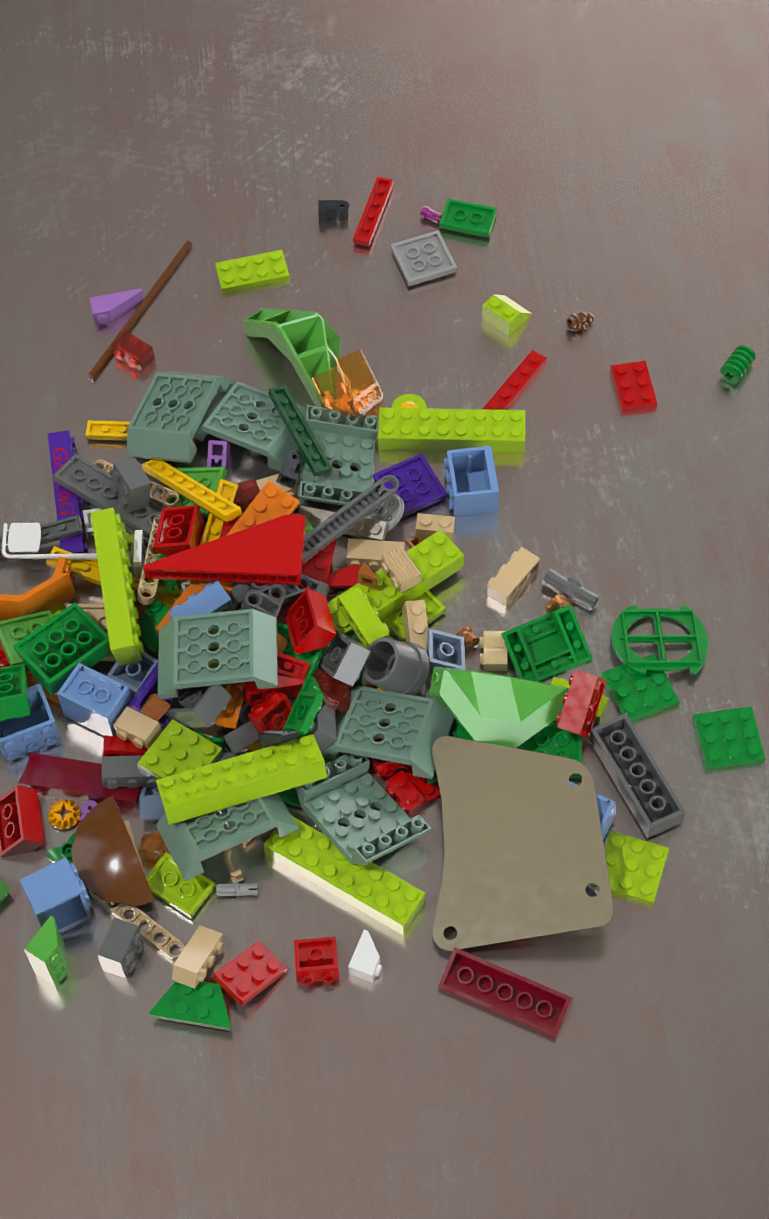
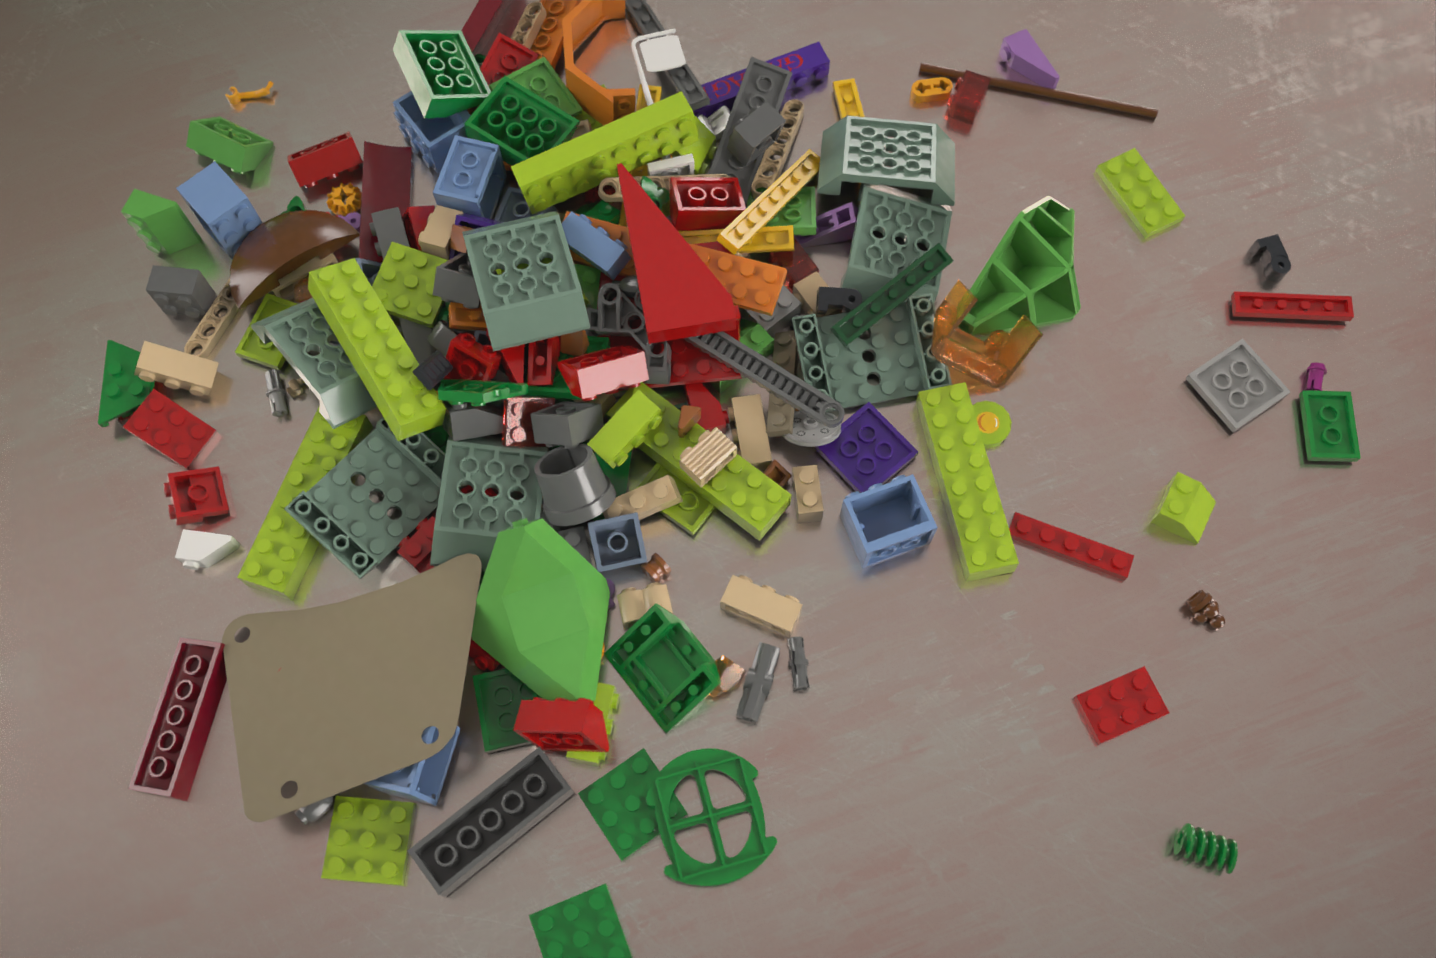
camera: 75 degrees right, 10 degrees up
(119, 375) = (931, 89): none -> light orange beam
(574, 564) = (798, 663): none -> dark grey pin

